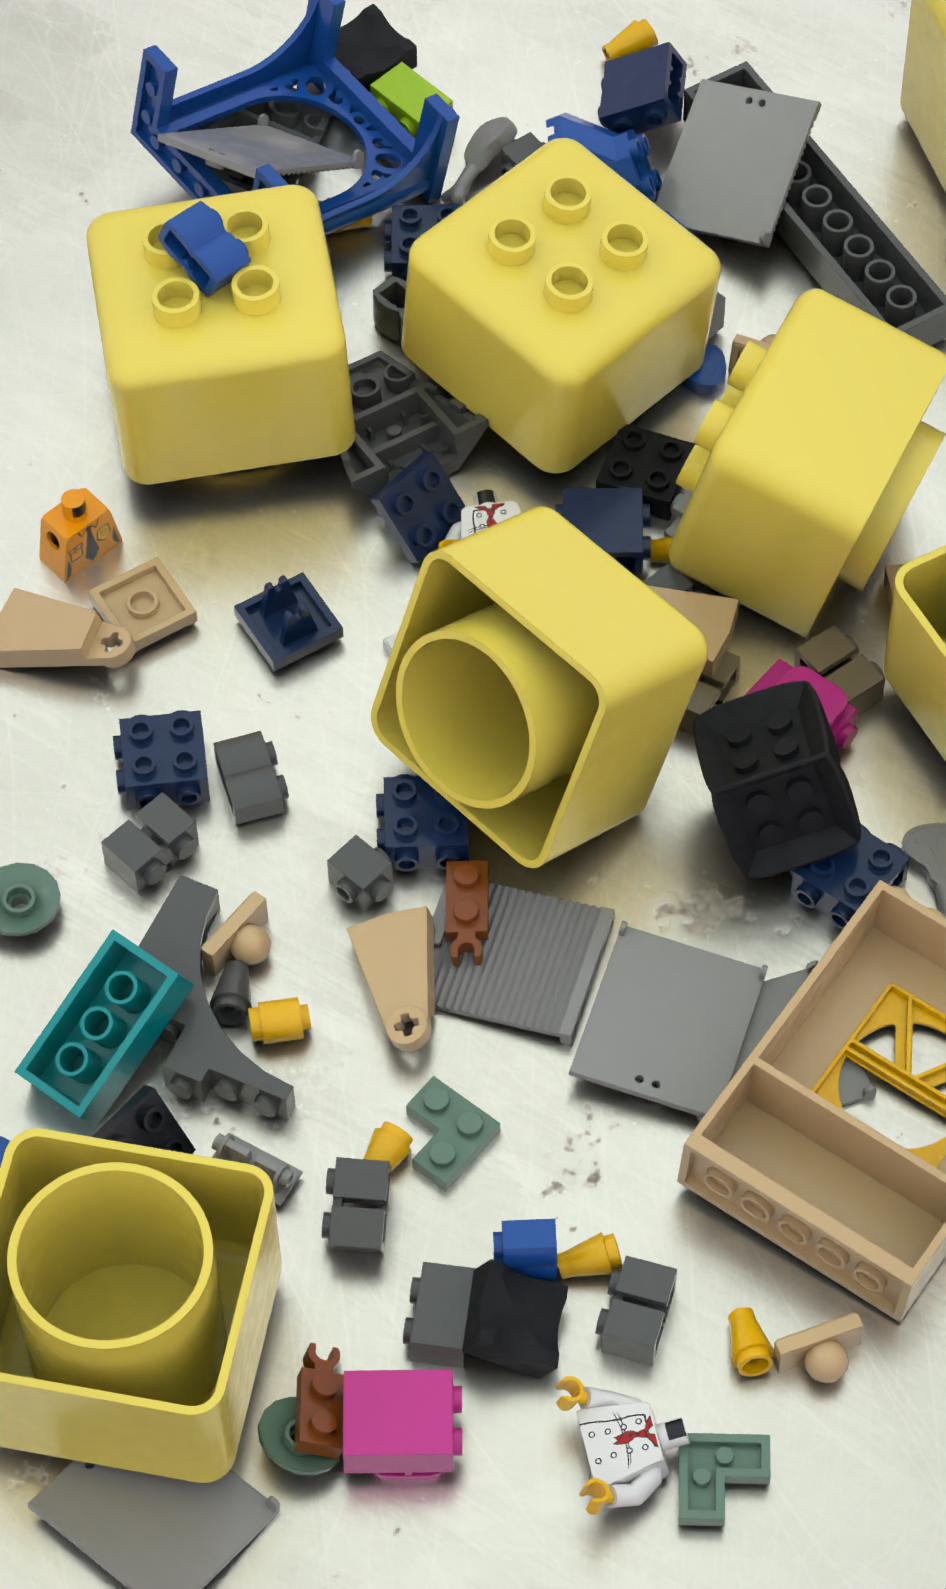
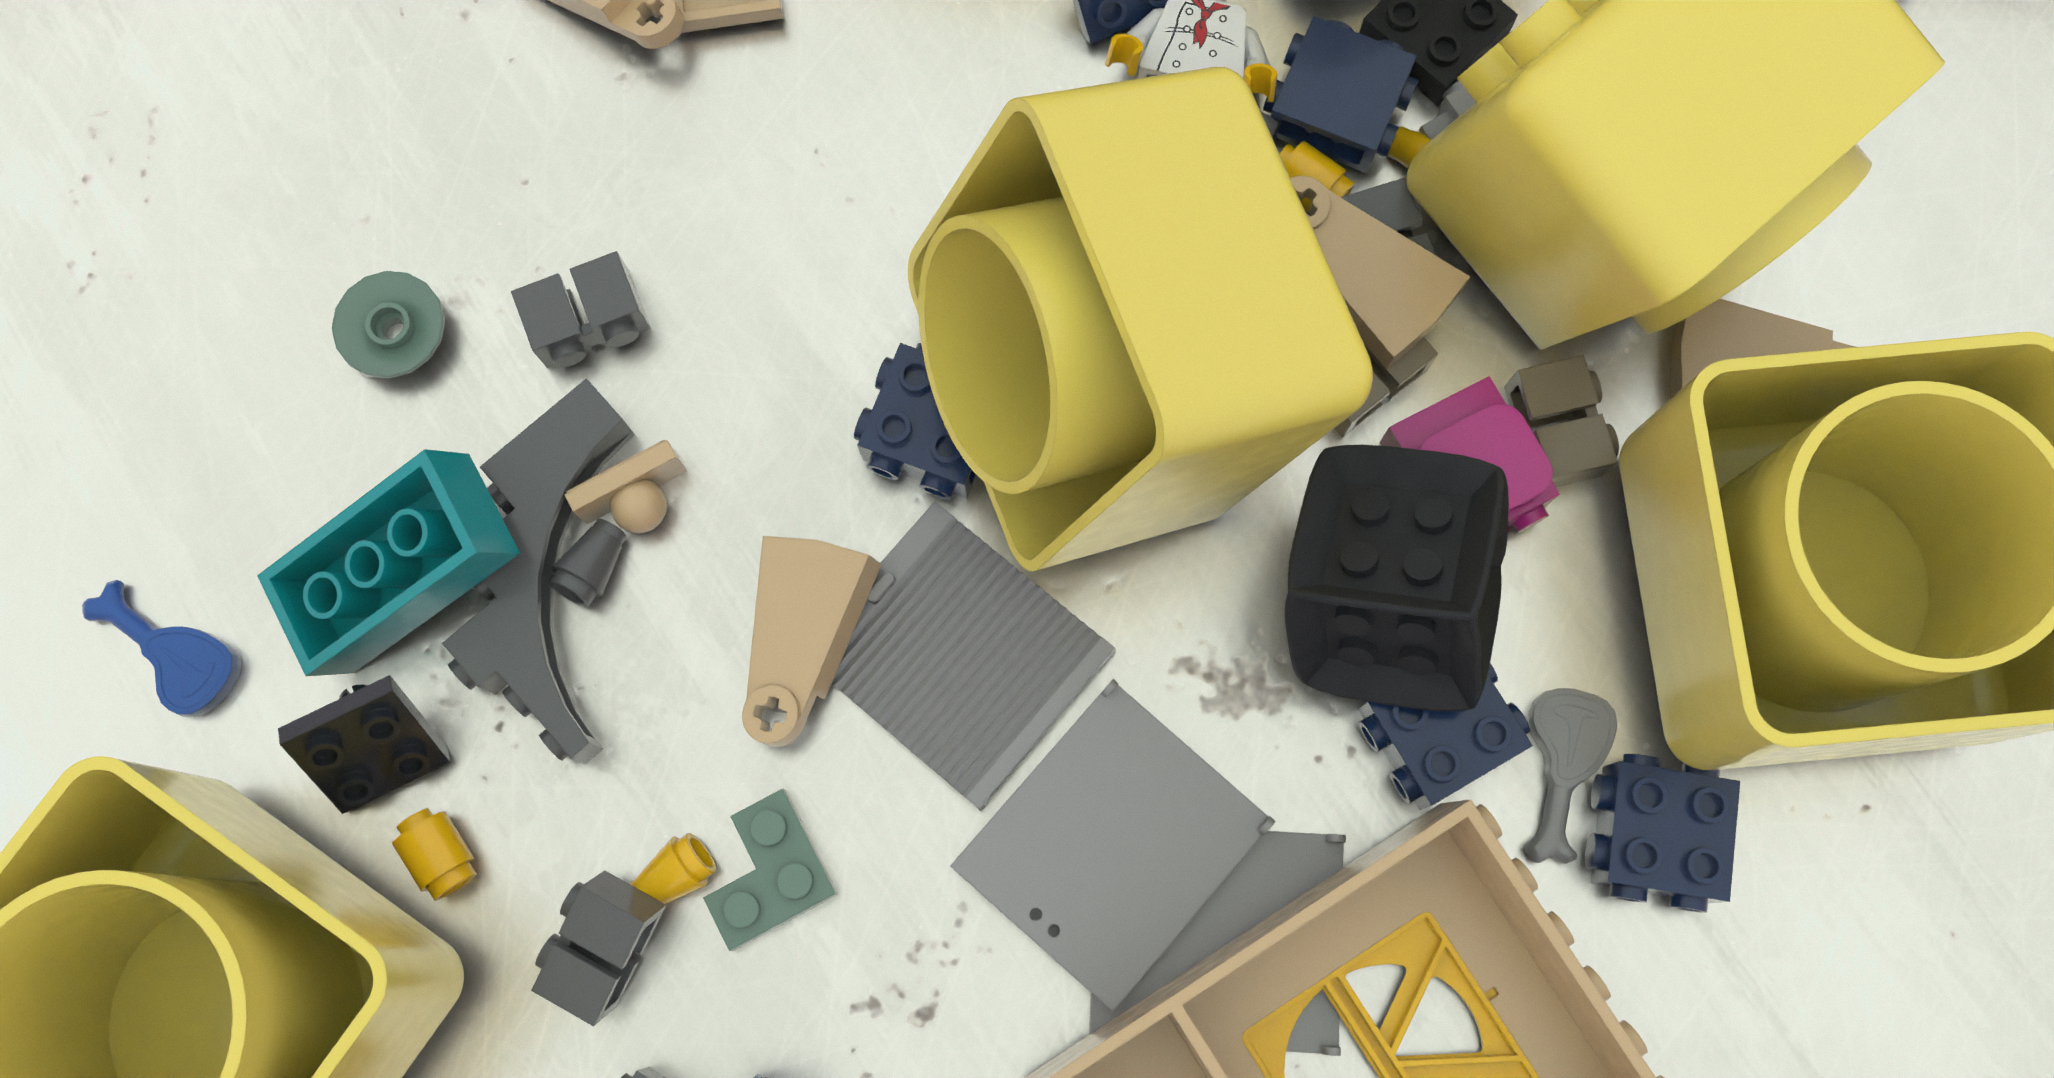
camera: 25 degrees right, 20 degrees up
(162, 756) = (649, 199): dark blue brick -> none
(249, 777) = (743, 267): dark grey brick -> none
(279, 1020) = (624, 629): yellow brick -> none
(281, 1173) = (506, 820): light grey hinge -> none
(288, 620) = (891, 64): dark blue plate -> none
(361, 873) = (819, 462): dark grey brick -> none
(467, 907) = (930, 565): dark orange plate -> none

